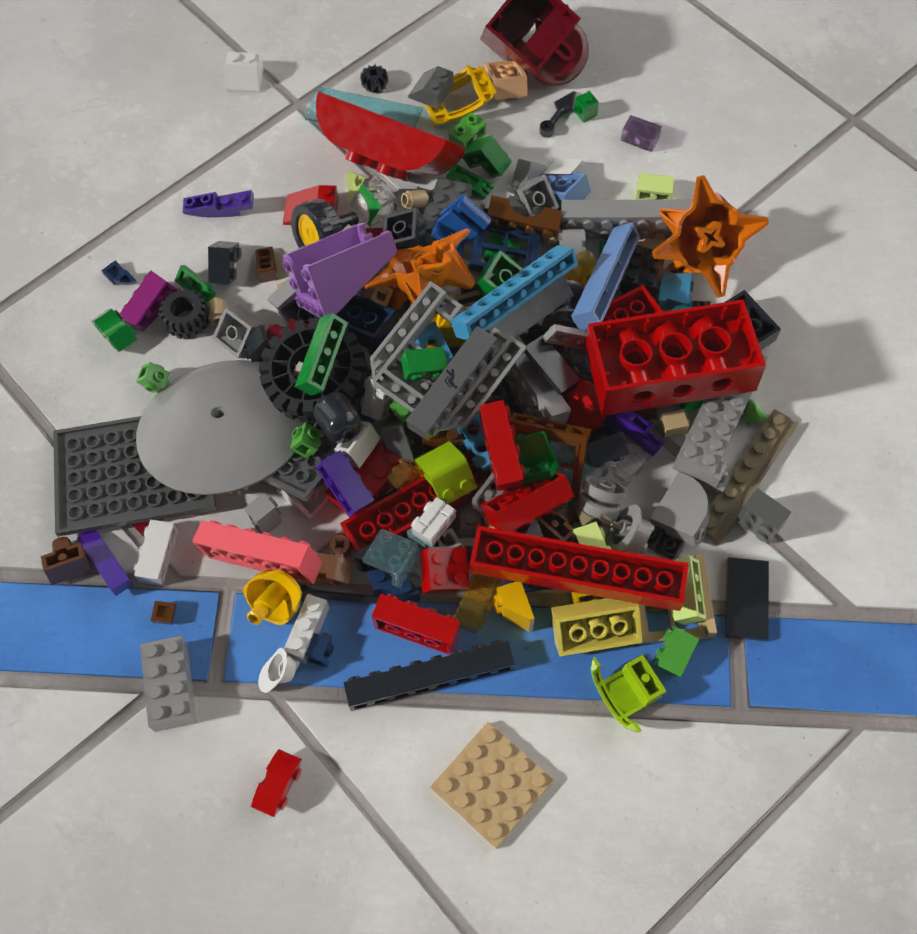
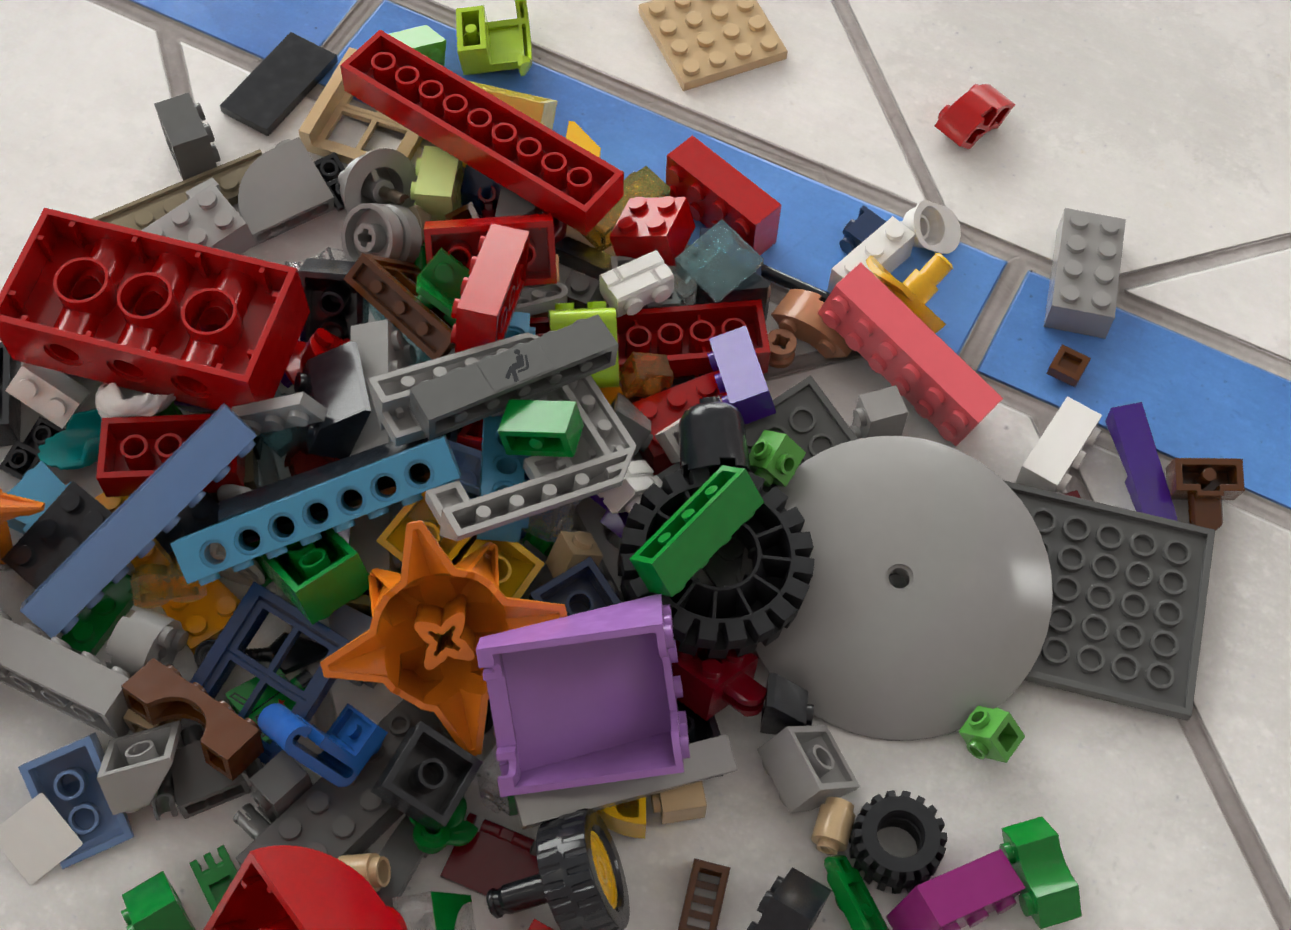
camera: 160 degrees left, 5 degrees down
(429, 675) = (751, 153): black brick -> none
(527, 170) = (107, 861): light grey slope -> none
(693, 607) = (341, 115): yellowish green brick -> none

